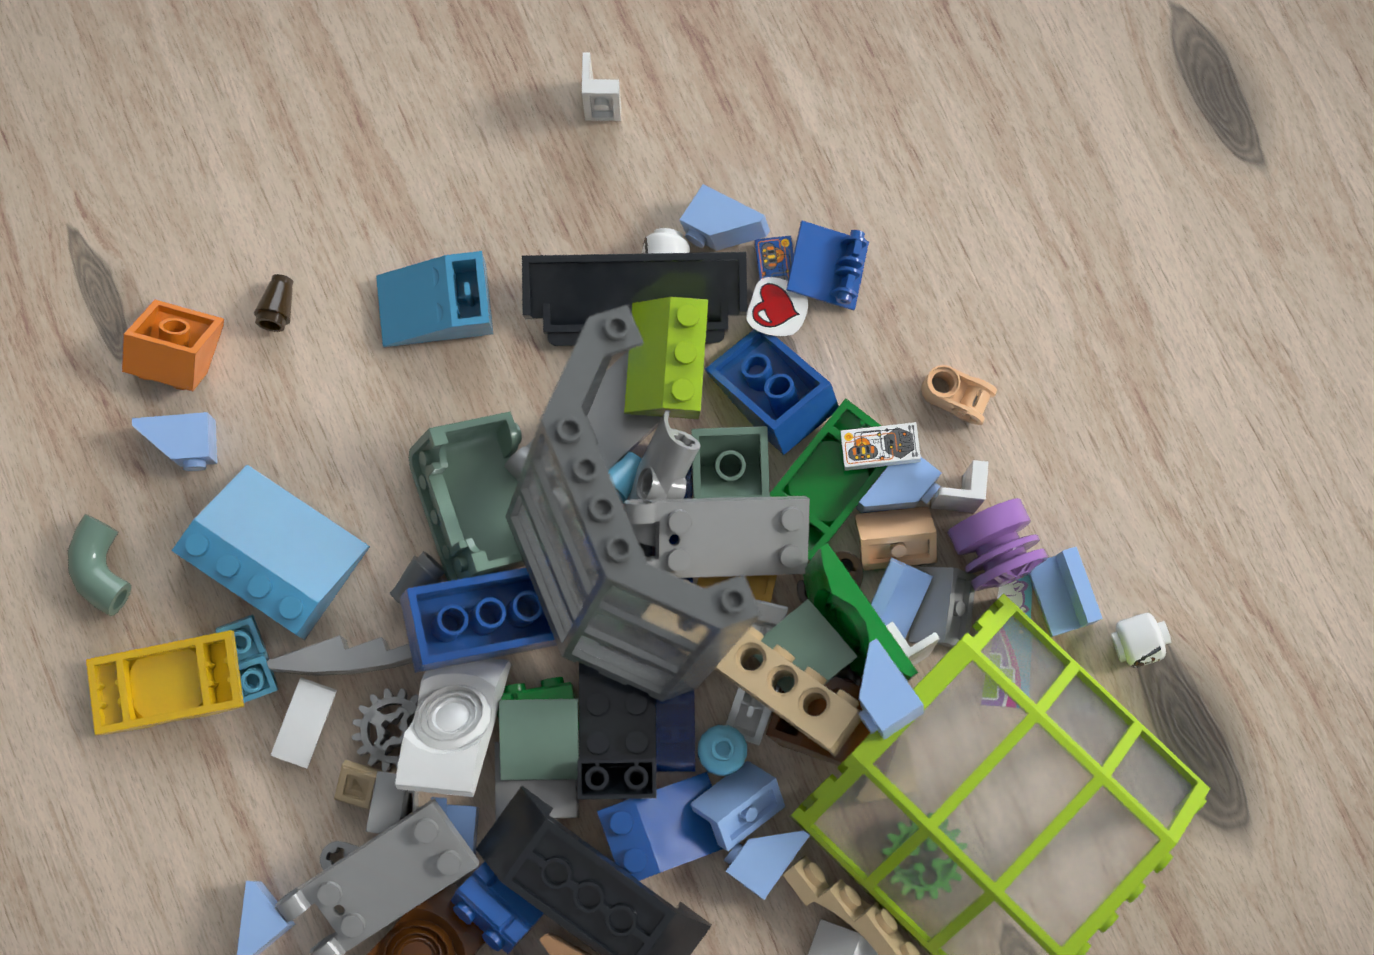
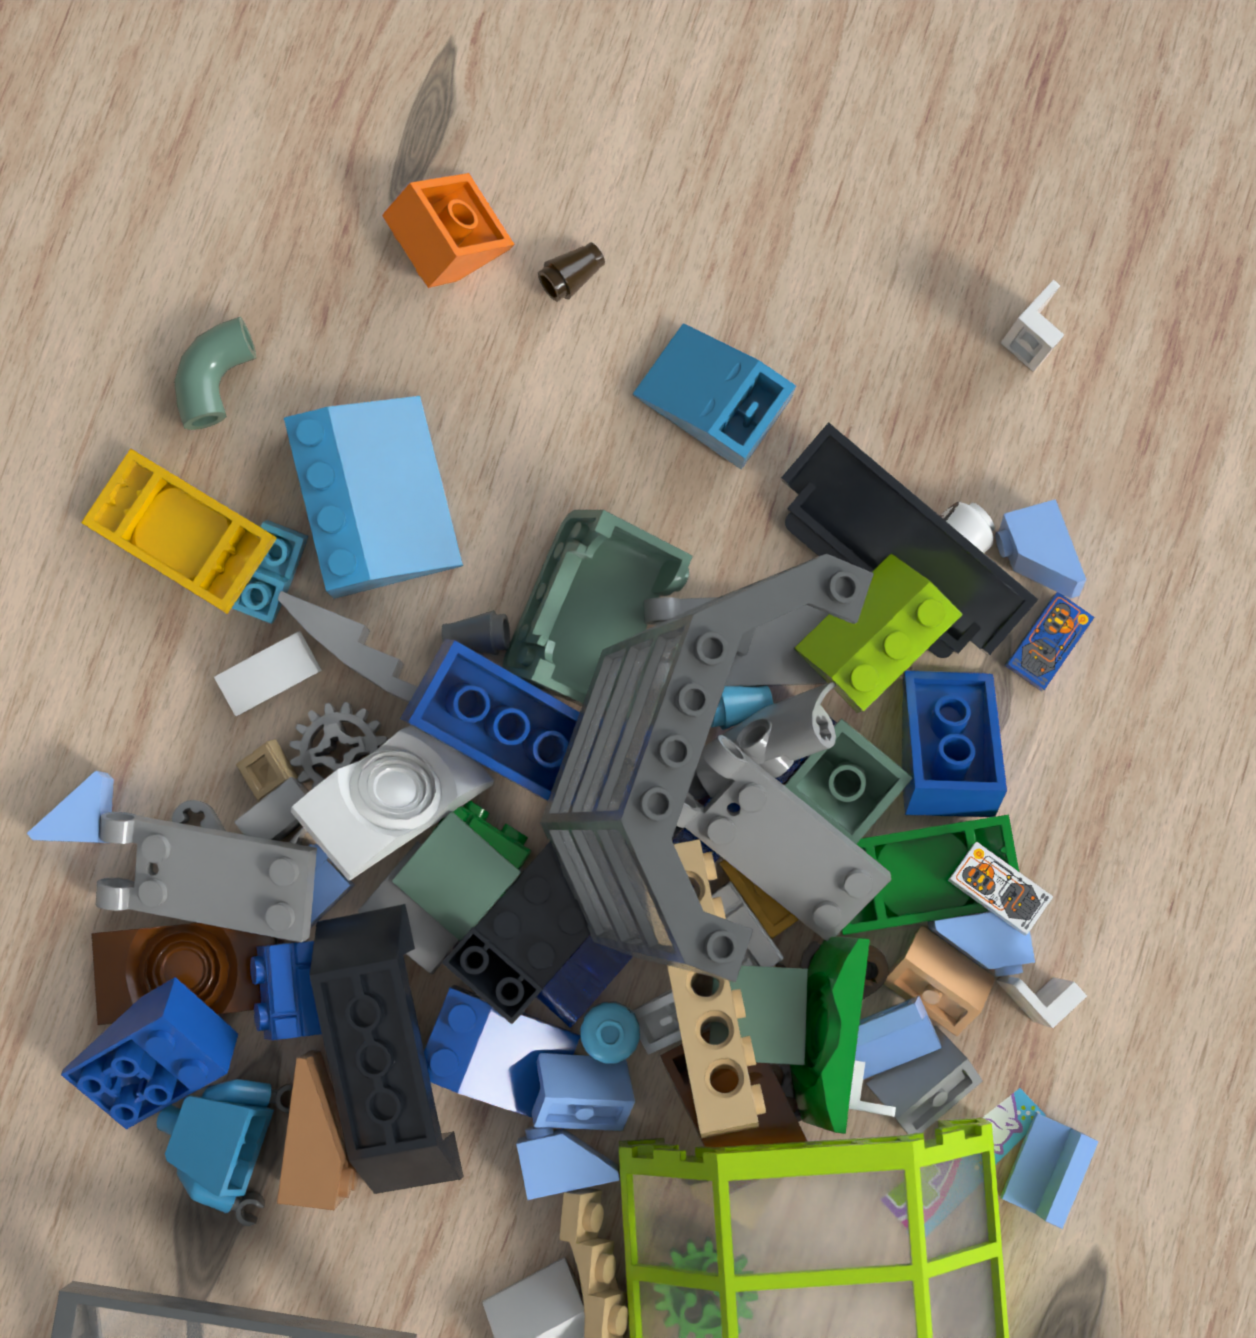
camera: 40 degrees right, 5 degrees up
(182, 437) = (382, 323): light blue slope -> none
(776, 309) = (1021, 673): sticker -> none
(828, 265) = (1104, 675): blue hinge -> none
(886, 695) = (796, 1132): light blue slope -> none
(961, 394) = (1123, 908): light nougat piece -> none
(997, 544) = (1026, 1075): medium lavender wheel -> none
(1140, 640) = (1080, 1277): white head -> none

